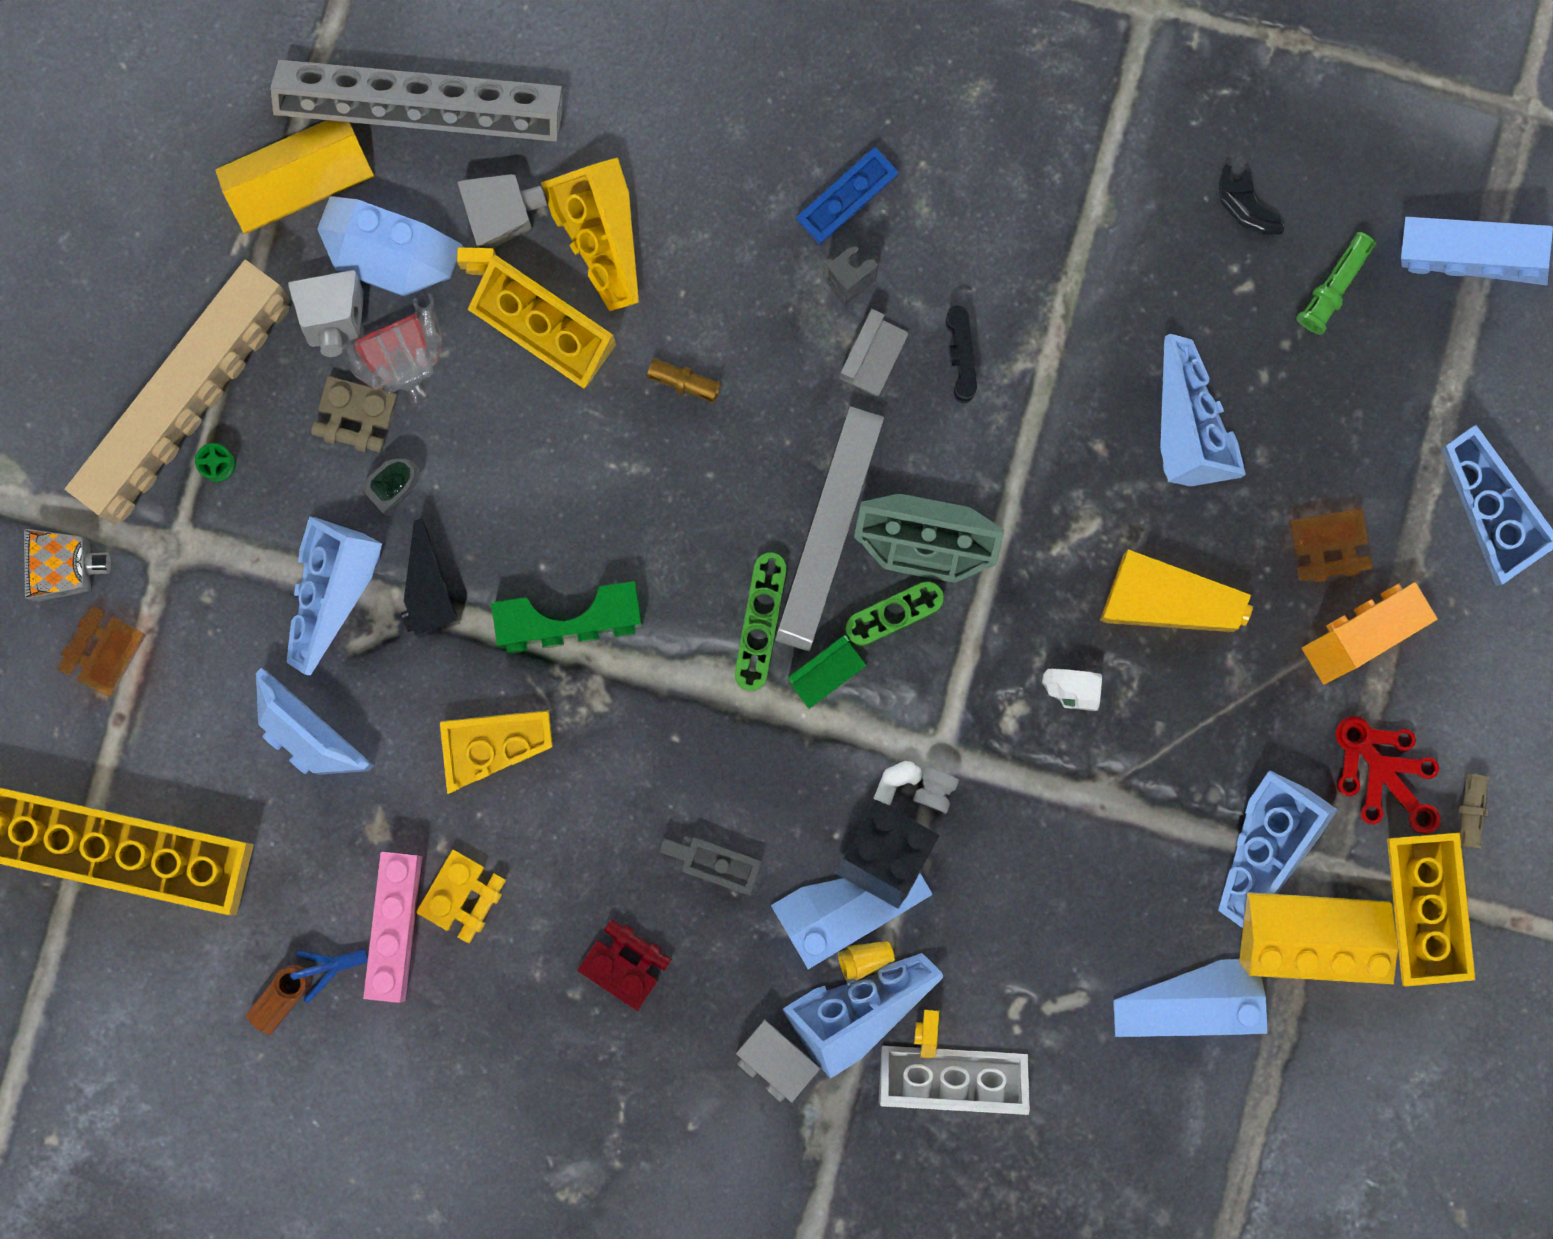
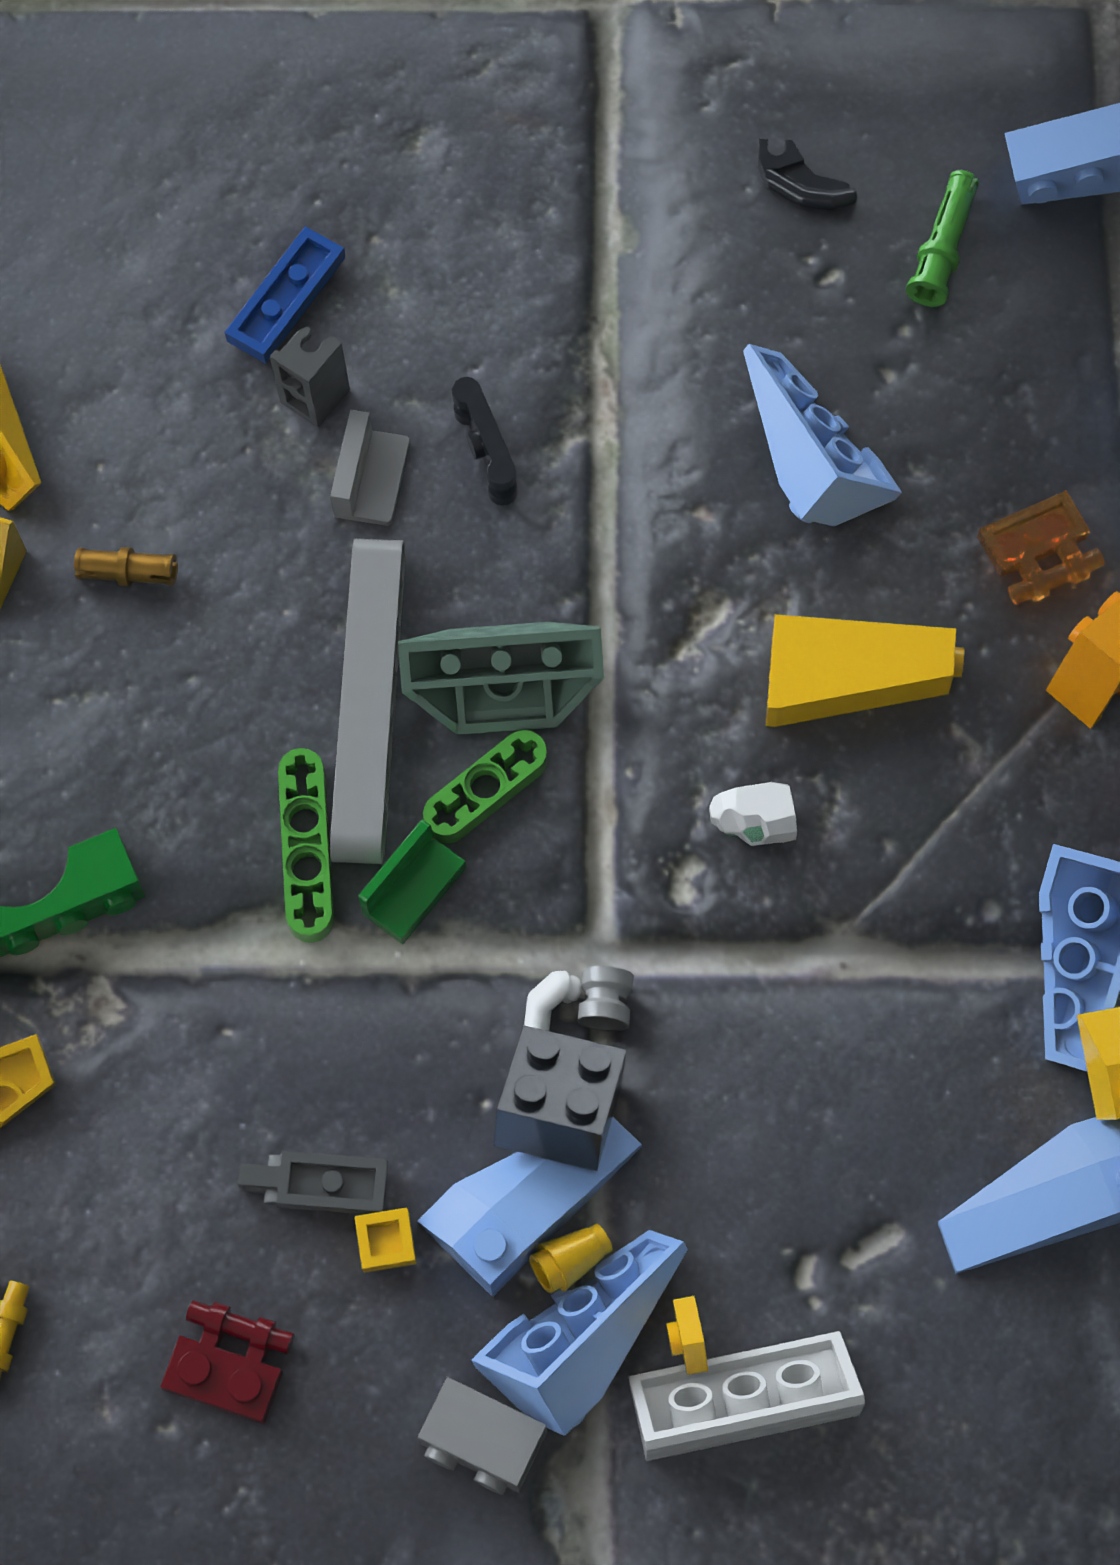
camera: 10 degrees left, 15 degrees down
(746, 914) = (385, 1240): none -> yellow plate

